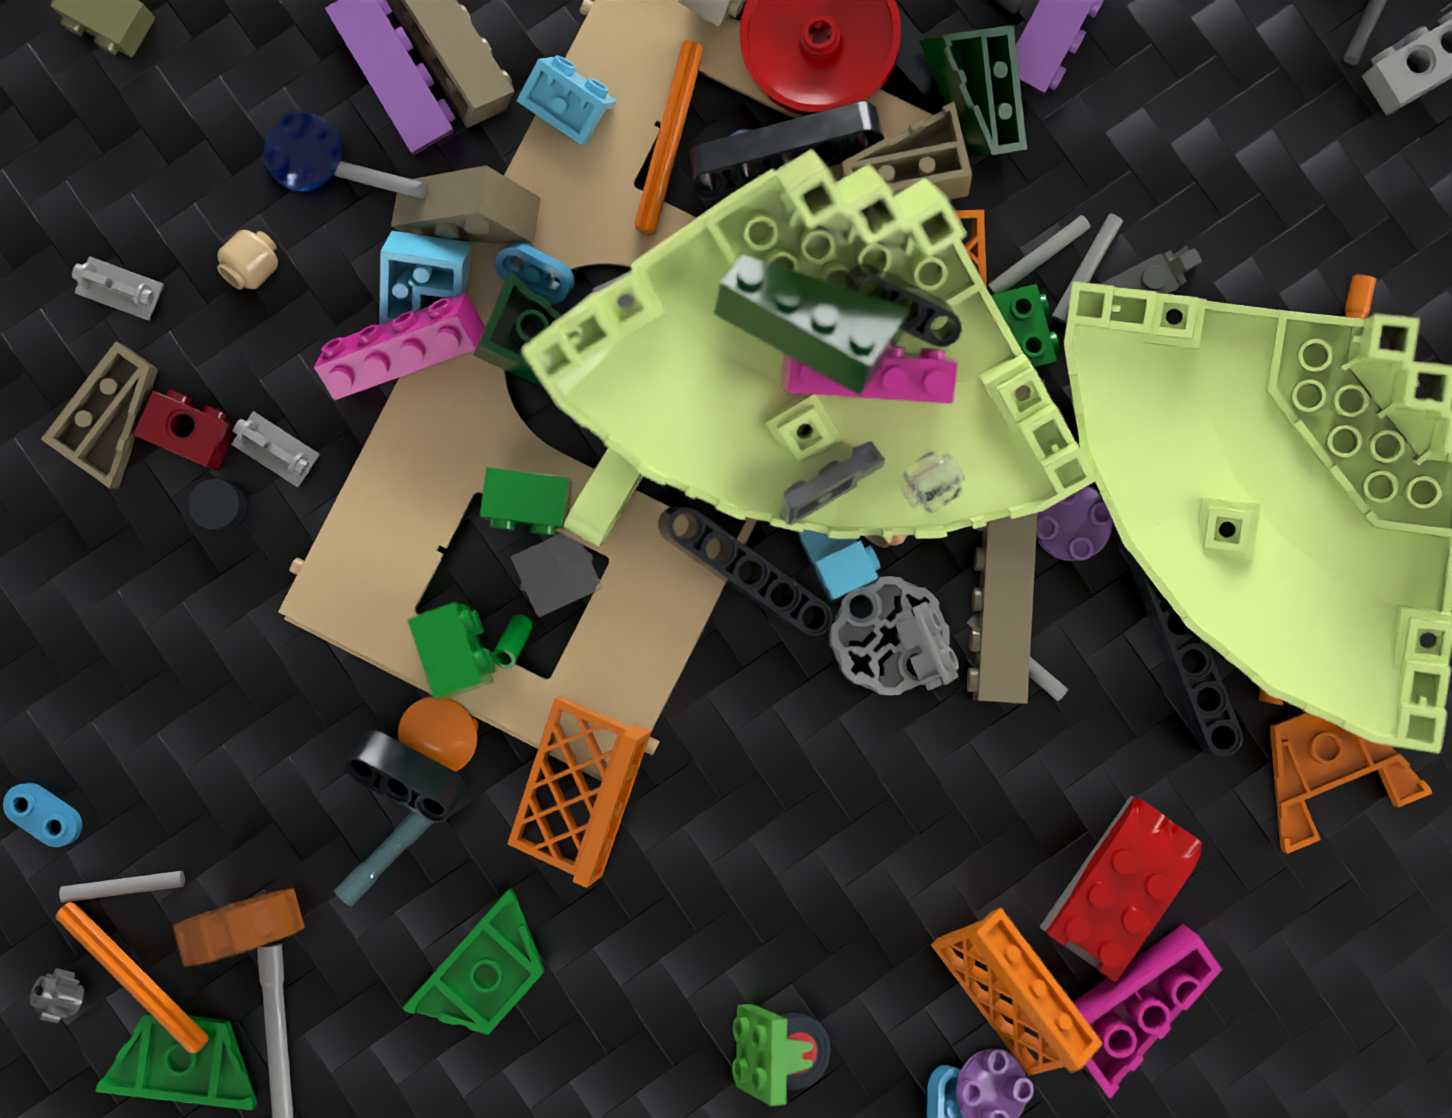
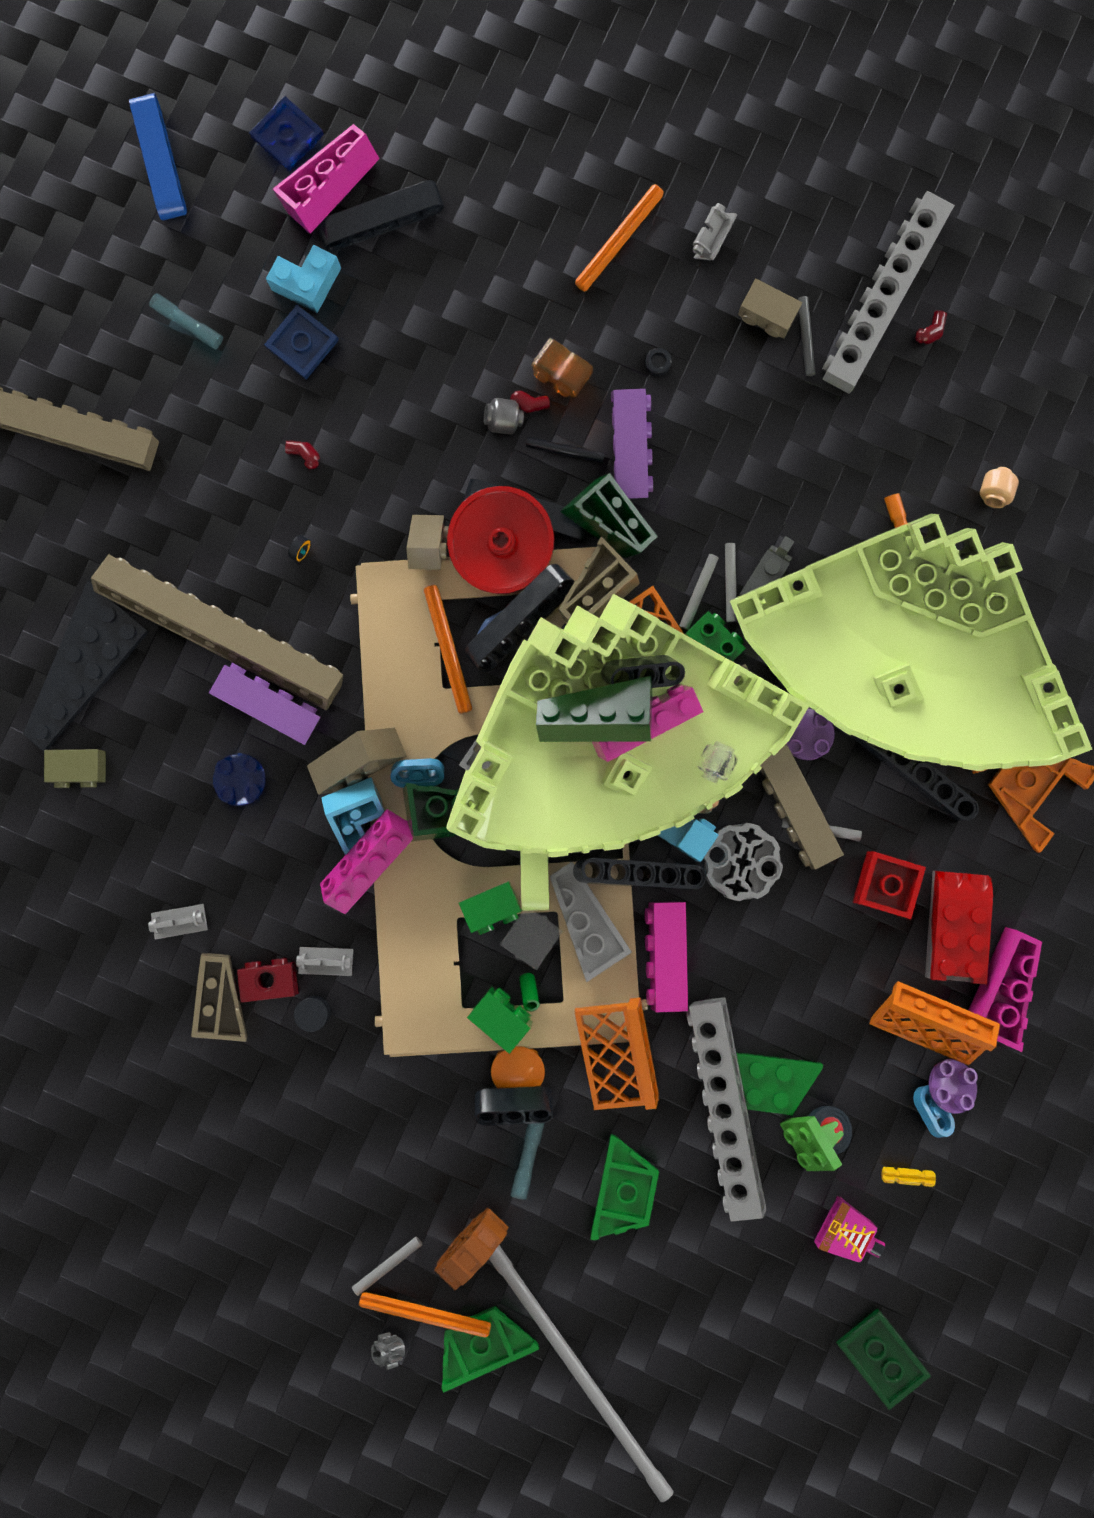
camera: 25 degrees left, 0 degrees up
(41, 812) = (315, 1251): dark azure plate -> none
(247, 259) = (245, 861): tan head -> none
(382, 180) = (297, 770): light grey bar -> none
(565, 98) = (375, 661): medium azure bracket -> none
(619, 1077) = (738, 1205): none -> light grey brick
(639, 603) = (590, 928): none -> light grey wing
(718, 701) = (667, 956): none -> dark pink brick
(755, 942) = (775, 1082): none -> green wing
(831, 483) = (661, 796): dark grey hinge -> none
(925, 631) = (777, 860): light grey hinge -> none
(1063, 778) = (889, 884): none -> red brick

